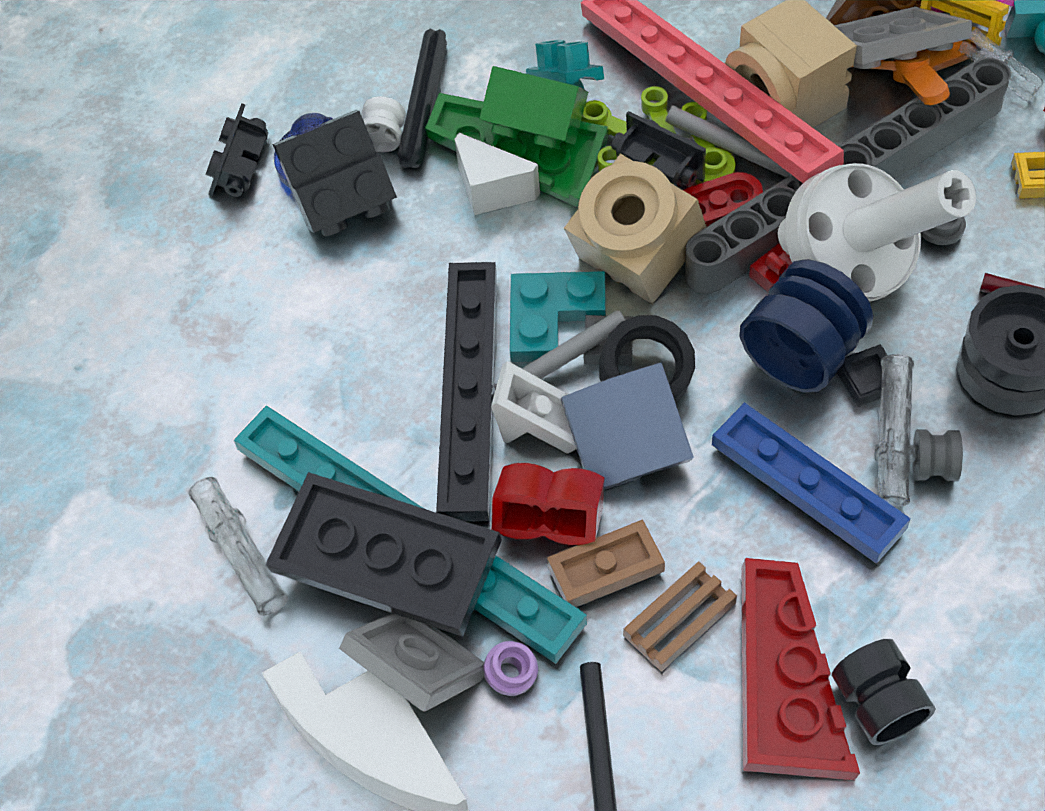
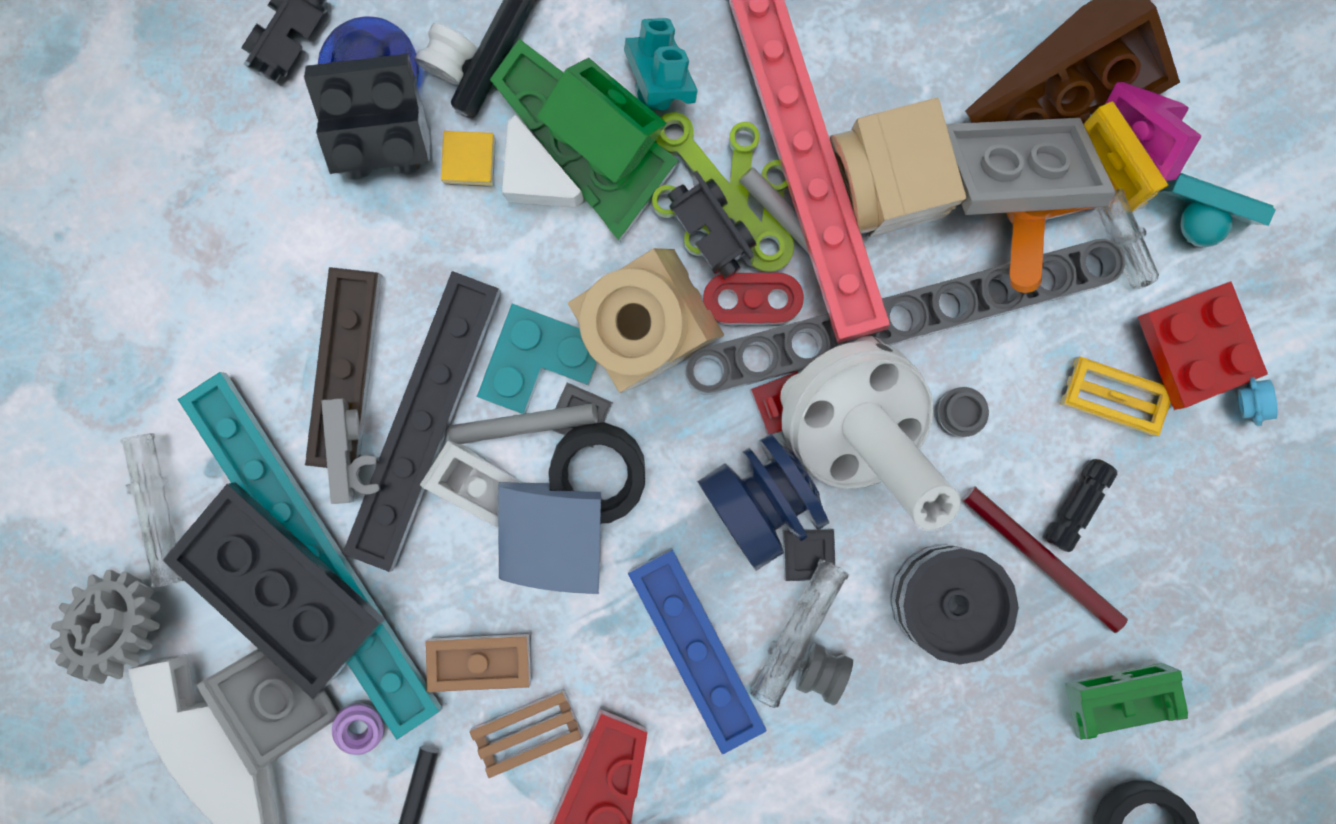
camera: 15 degrees right, 30 degrees up
(224, 652) = (105, 626): none -> light grey gear
(378, 380) = (344, 352): none -> dark brown tile
(412, 435) = (340, 429): none -> light grey plate
(428, 191) = (468, 158): none -> yellow tile
(548, 503) = (445, 588): red brick -> none

